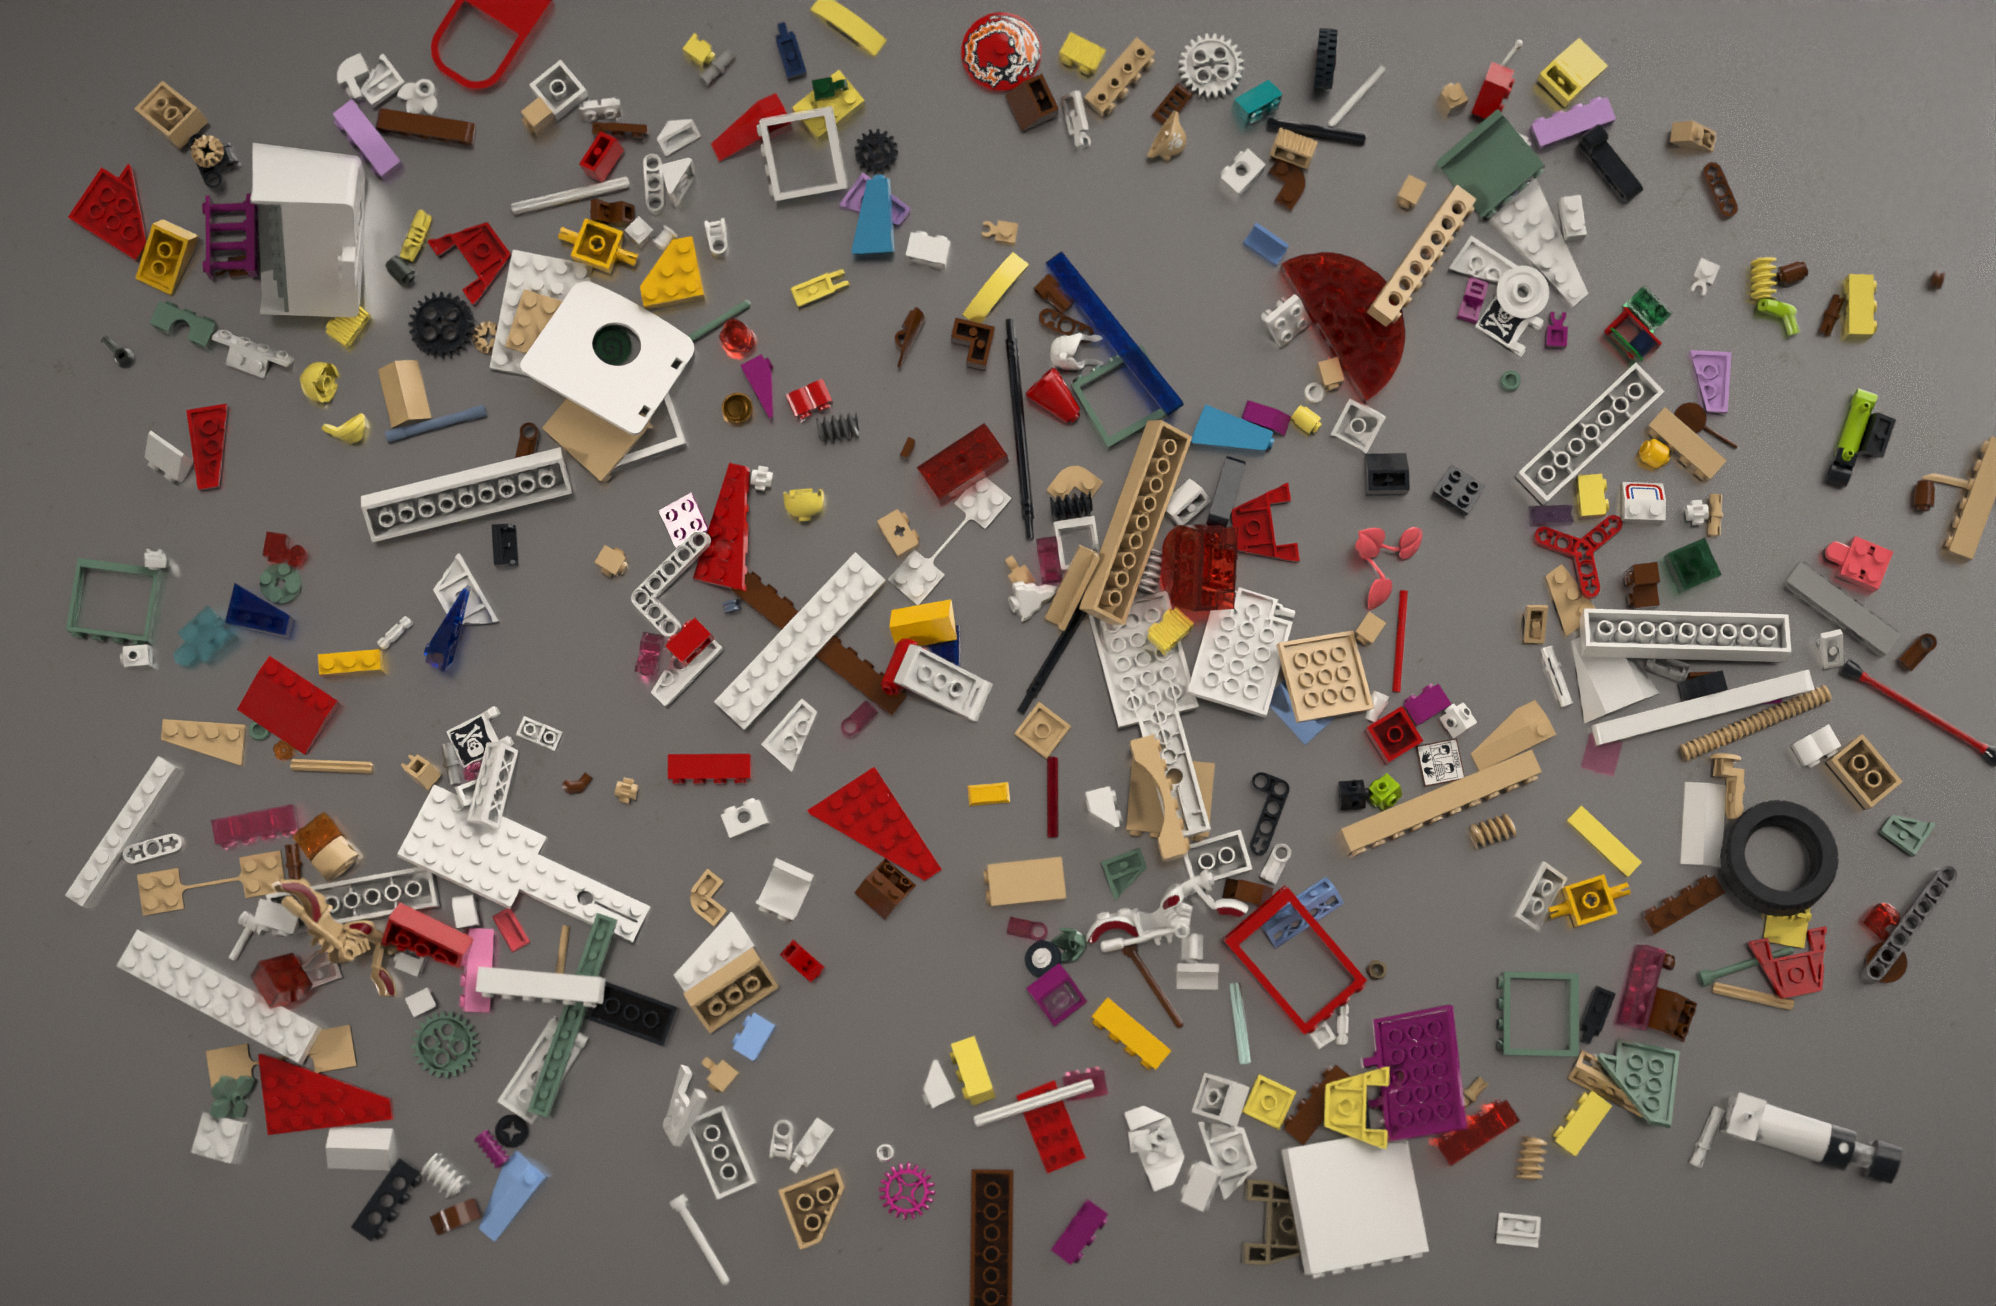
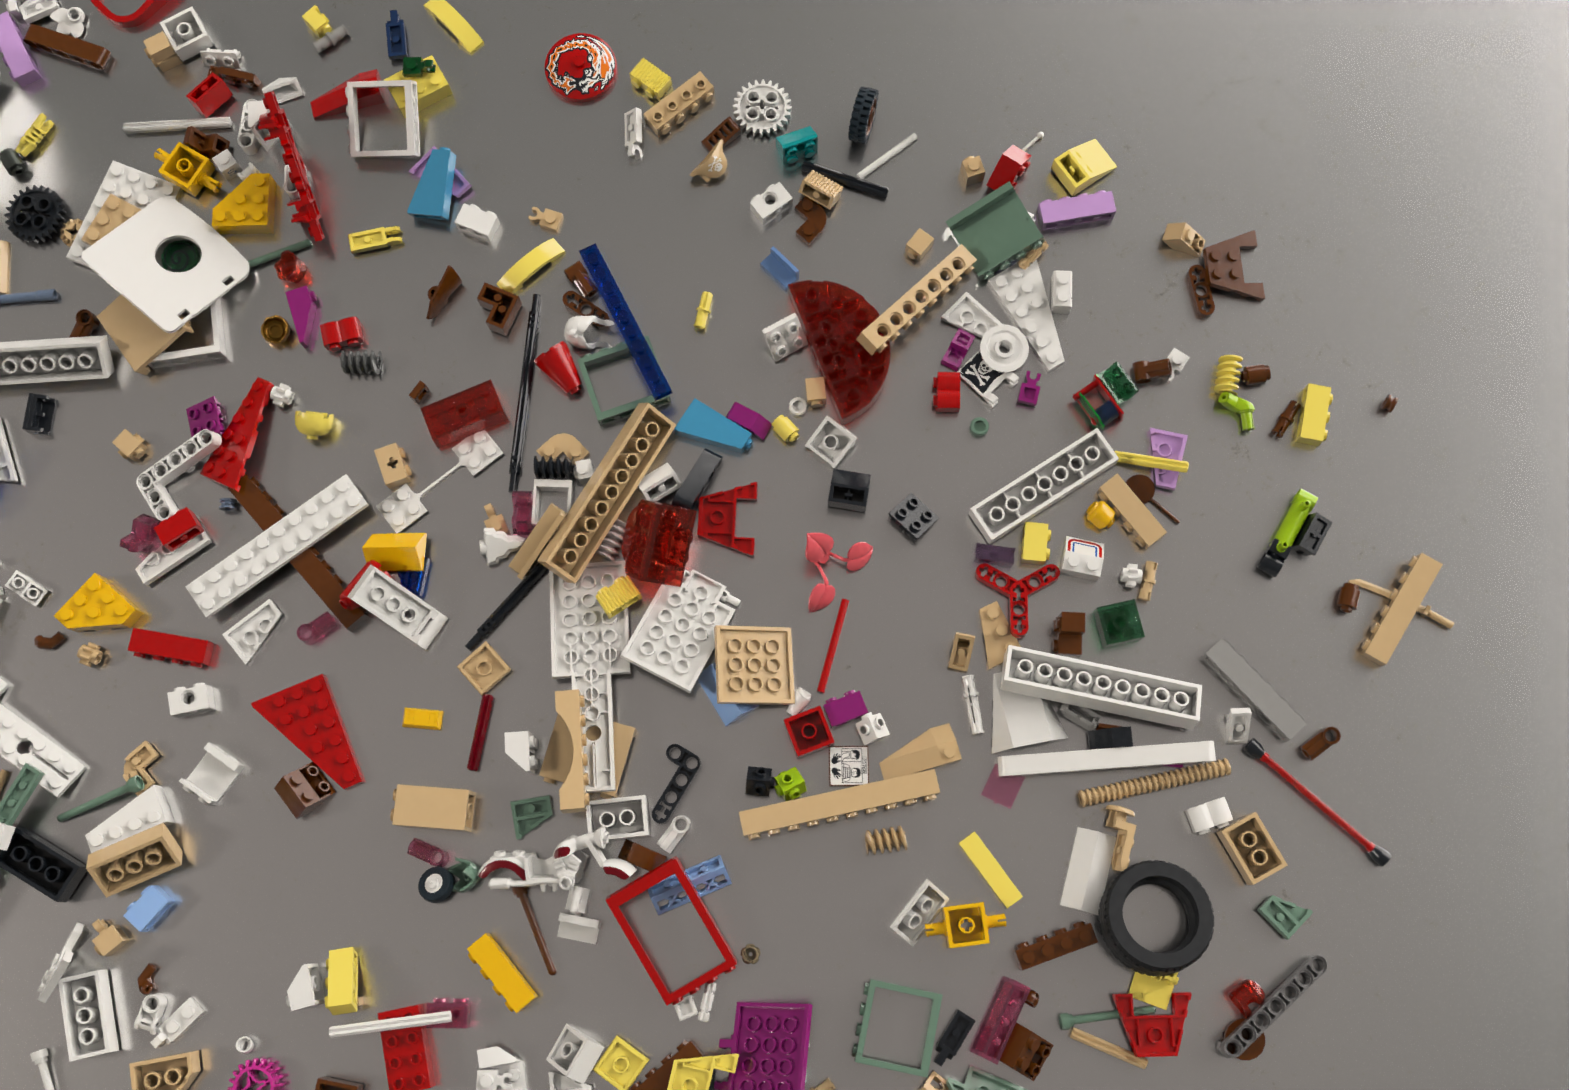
camera: 15 degrees right, 5 degrees down
(482, 251) = (88, 160): red wing -> none
(623, 740) = (98, 607): none -> yellow brick
(703, 195) = (279, 127): none -> red piece
(709, 915) = (133, 784): none -> sand green piece
(766, 1109) = (145, 981): none -> reddish brown arm
(802, 961) = (210, 843): red brick -> none
(870, 146) = (451, 123): black gear -> none
(1032, 102) = (597, 112): reddish brown slope -> none
(1056, 994) = (438, 921): magenta piece -> none
(1103, 504) = (583, 471): none -> white brick
(1192, 305) = (703, 310): none -> light yellow axle
(1240, 1023) = (609, 982): light aqua axle -> none
(1369, 629) = (805, 629): tan brick -> none
(1470, 349) = (947, 392): none -> red brick
(1533, 185) = (1031, 256): none -> tan axle
(1609, 164) = (1103, 250): black beam -> none
(1676, 289) = (1146, 371): none -> reddish brown piece
(1699, 387) = (1151, 461): none -> light yellow axle
(1741, 158) = (1225, 268): none -> reddish brown wing
(1860, 560) = (1278, 649): coral brick -> none

